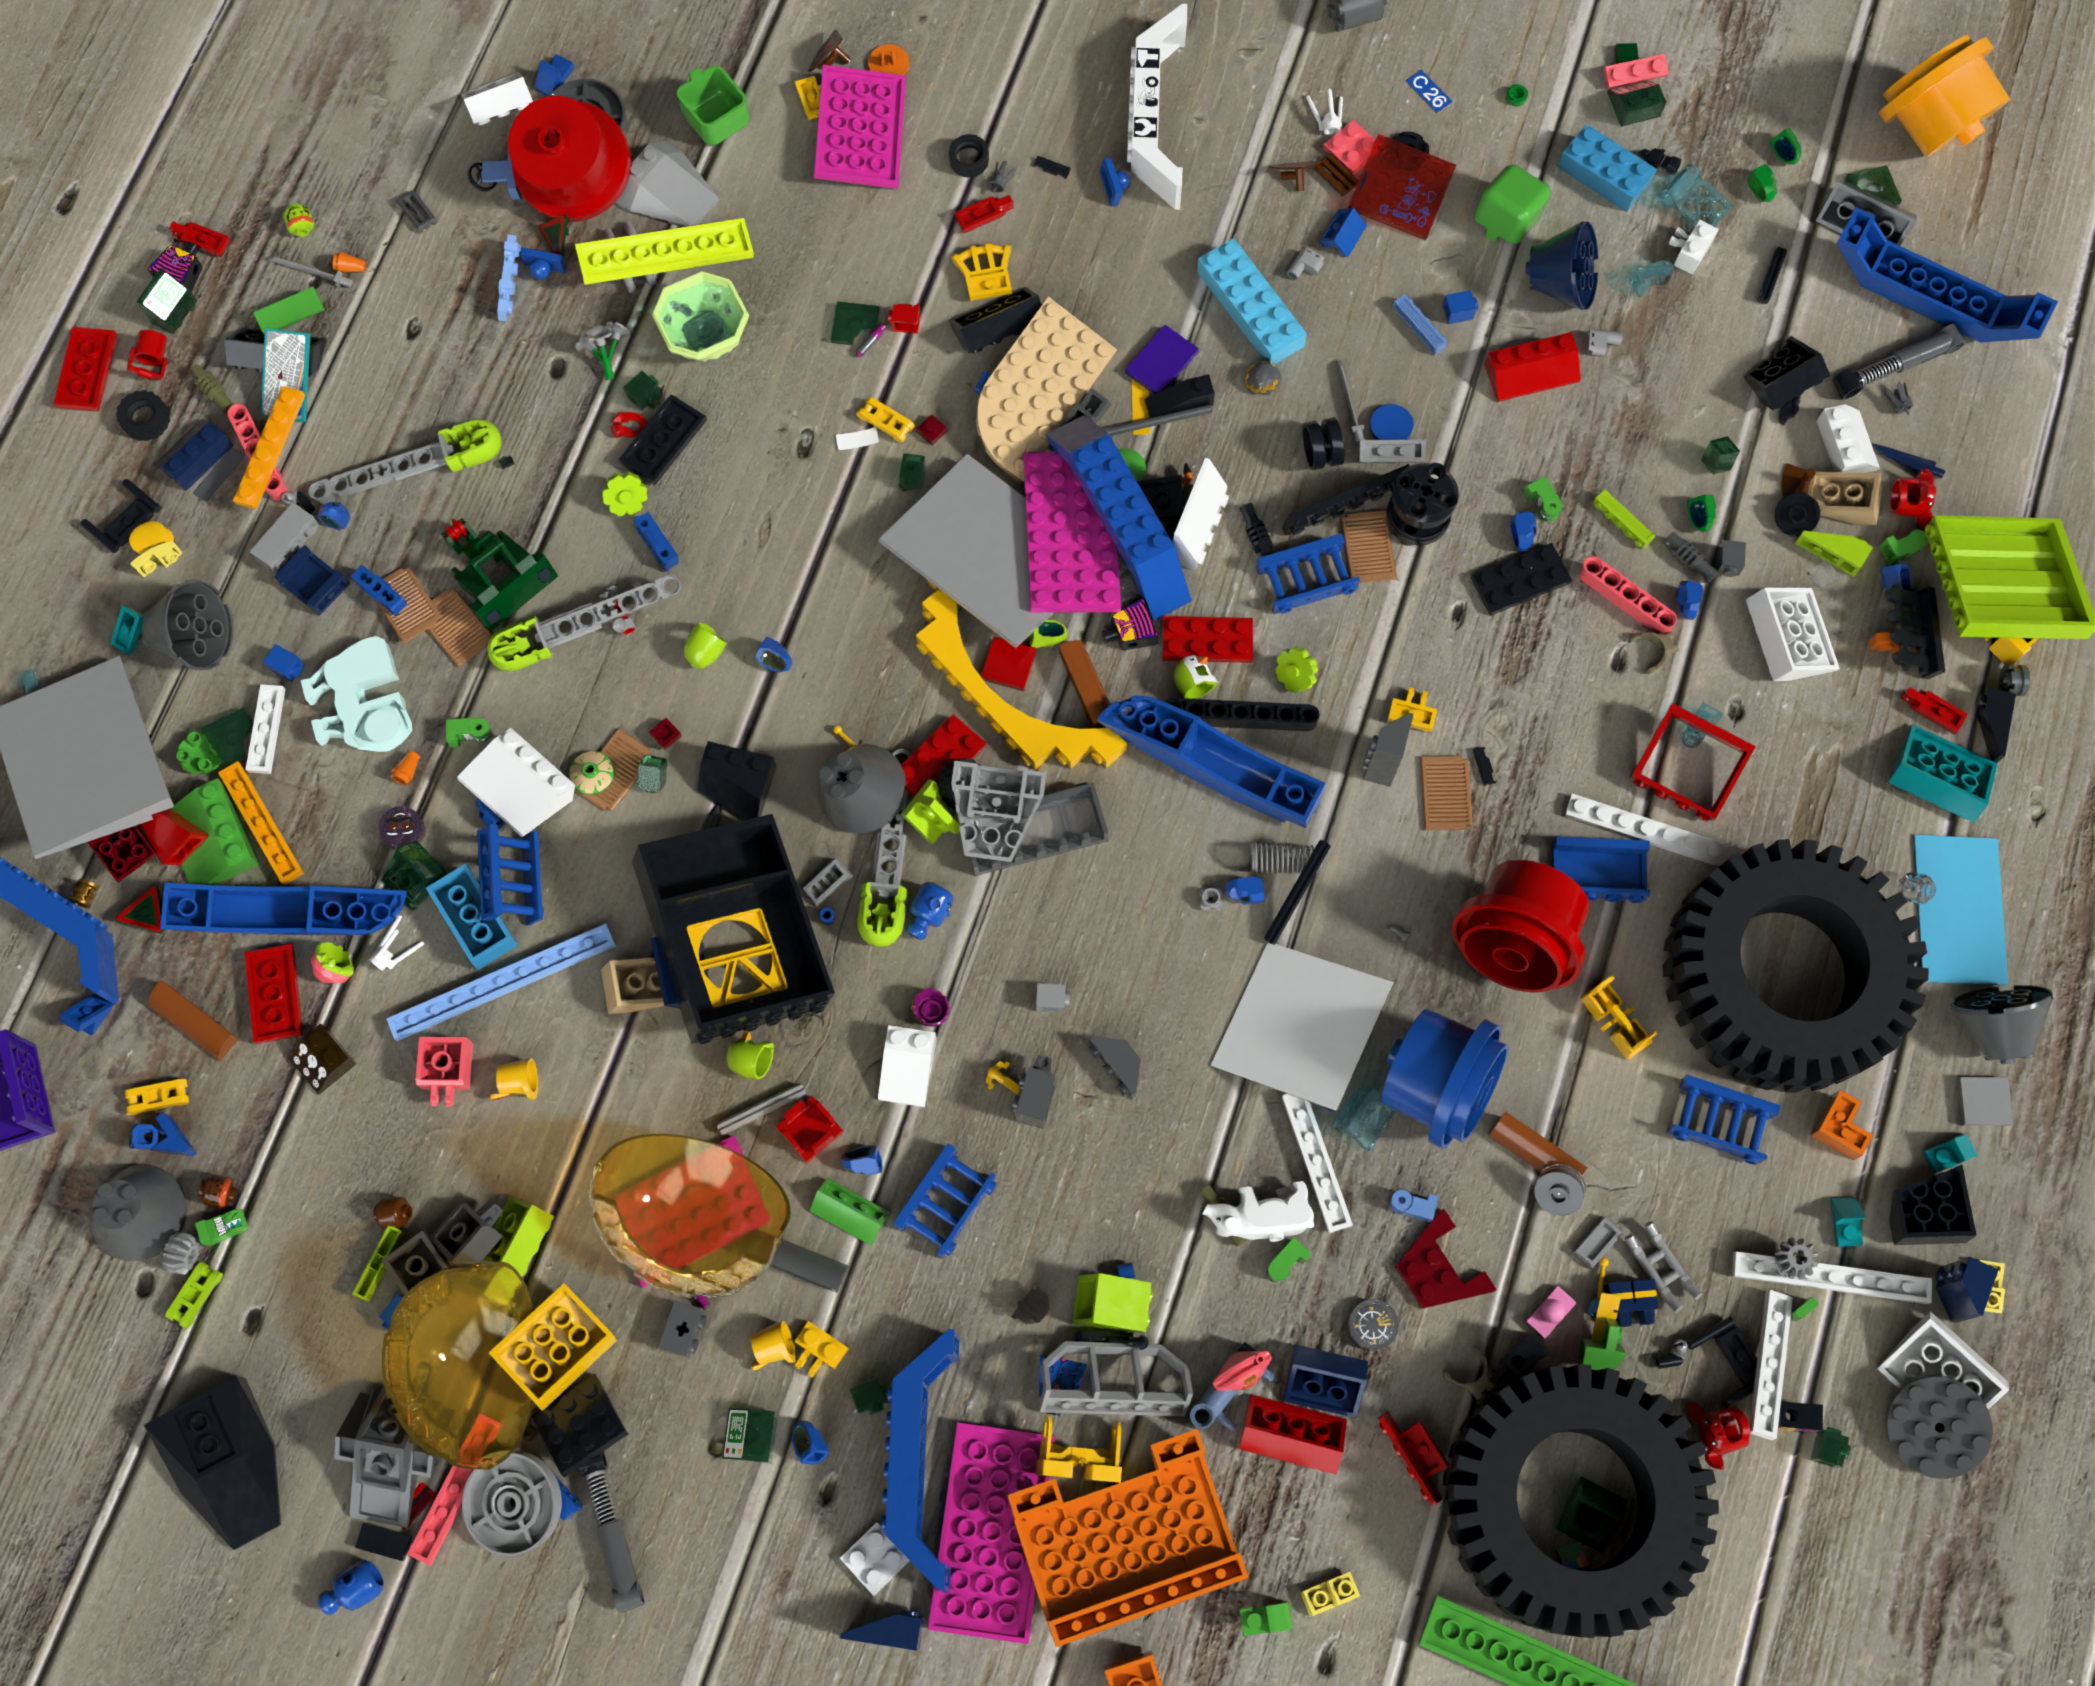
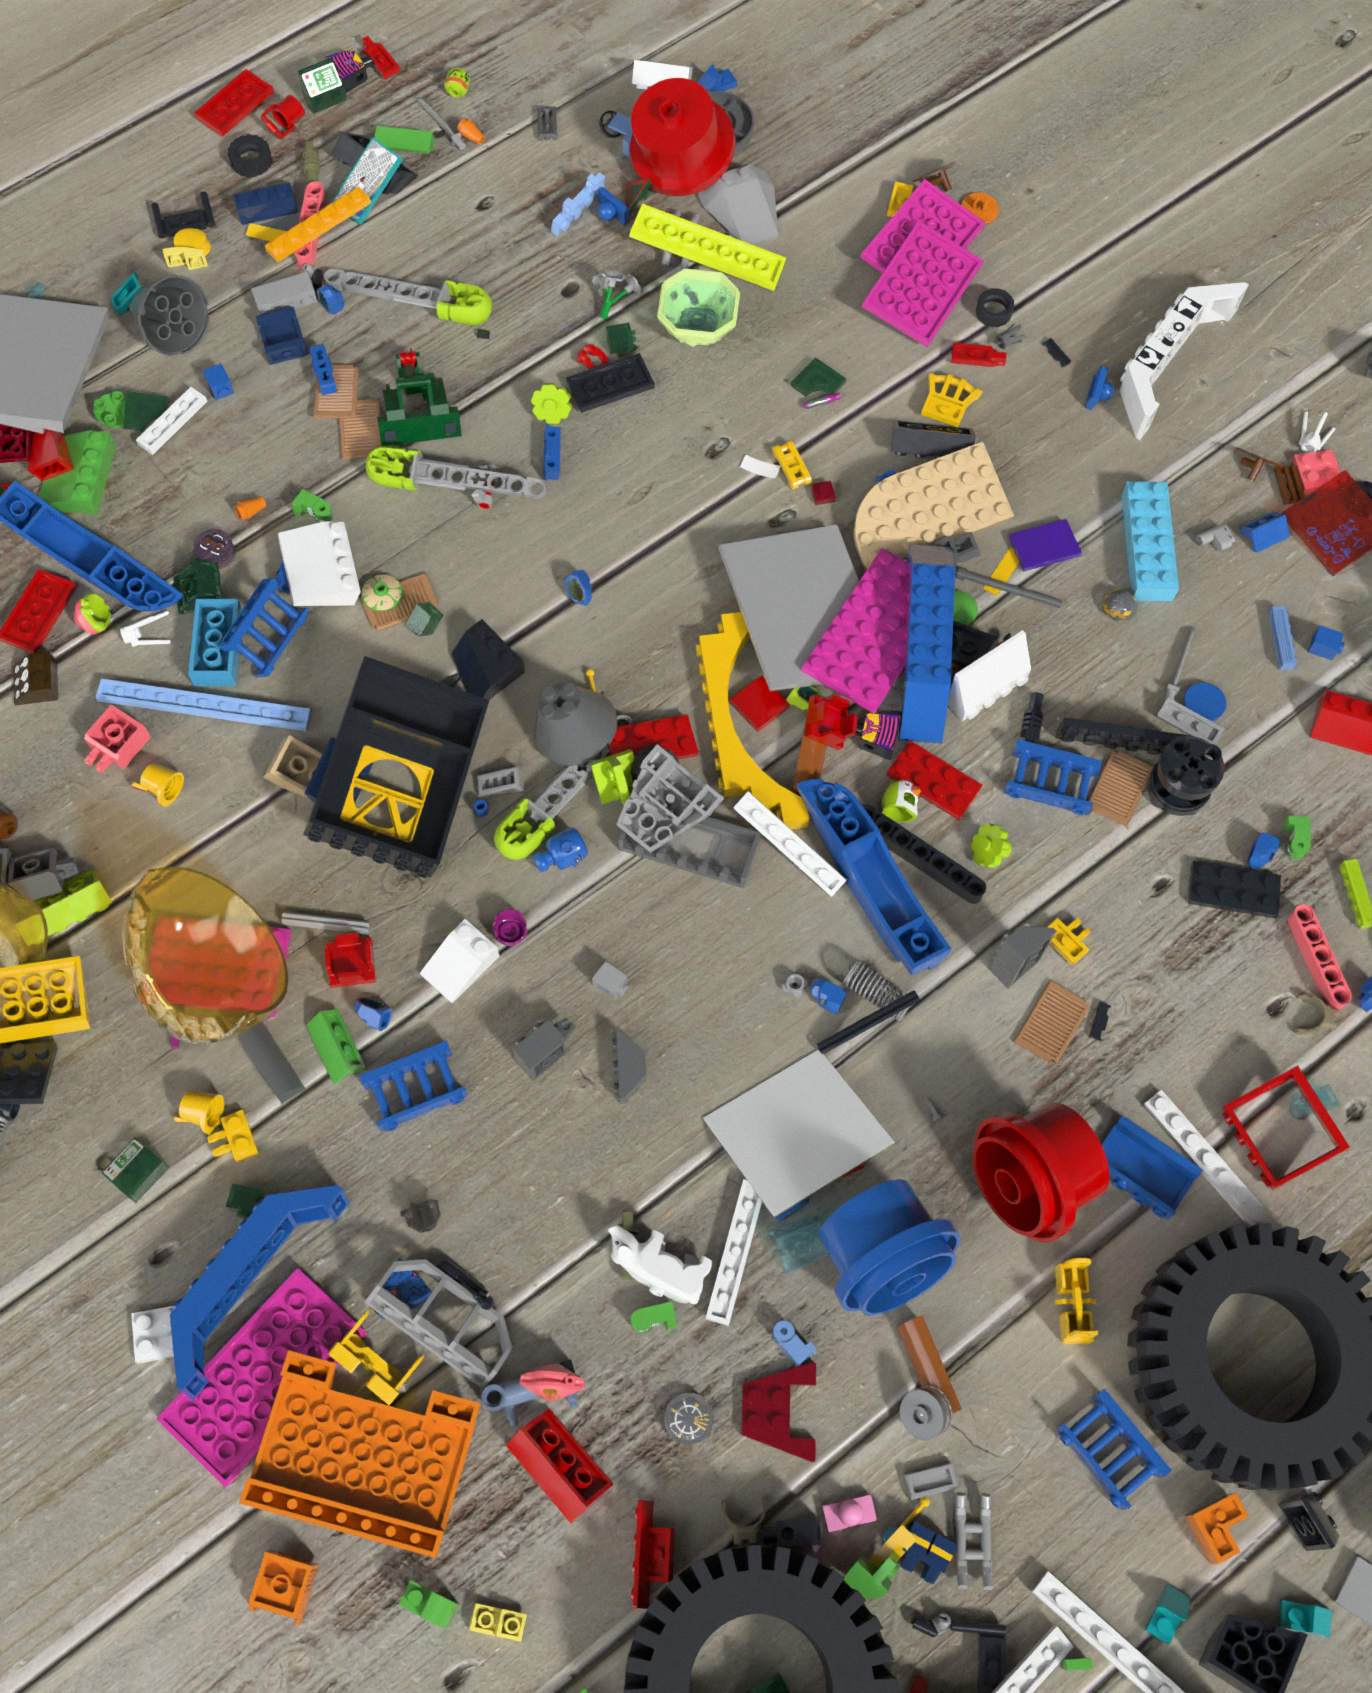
camera: 30 degrees right, 5 degrees down
(219, 484) = (263, 232): none -> yellow sticker
(261, 823) = (119, 485): light orange plate -> none
(363, 724) = (242, 454): light aqua animal -> none
(665, 733) = (456, 597): dark red plate -> none
(679, 1316) = (131, 1052): dark grey brick -> none
(703, 646) = (531, 548): lime piece -> none
(713, 104) = (819, 163): bright green piece -> none
(748, 1059) = (343, 878): lime piece -> none
(808, 1443) = (173, 1206): blue rock -> none
(890, 171) = (922, 283): none -> dark pink plate
(894, 1631) = (129, 1402): dark blue slope -> none
(905, 318) = (860, 398): red window -> none
(912, 471) = (785, 514): clear green brick -> none
(994, 1073) = (524, 1011): yellow piece -> none
(1085, 644) = (829, 721): none -> red panel
(1112, 1303) = (488, 1256): lime slope -> none
(1124, 776) = (790, 843): none -> white plate
(1125, 1270) = (517, 1237): blue piece -> none
(1182, 396) = (1045, 581): black slope -> none
(1323, 443) = (1137, 682): black wheel -> none
(1326, 1381) = (617, 1439): dark blue slope -> none
(1789, 1262) = (1088, 1613): light grey gear -> none
(1909, 1075) = (1310, 1521): none -> black slope

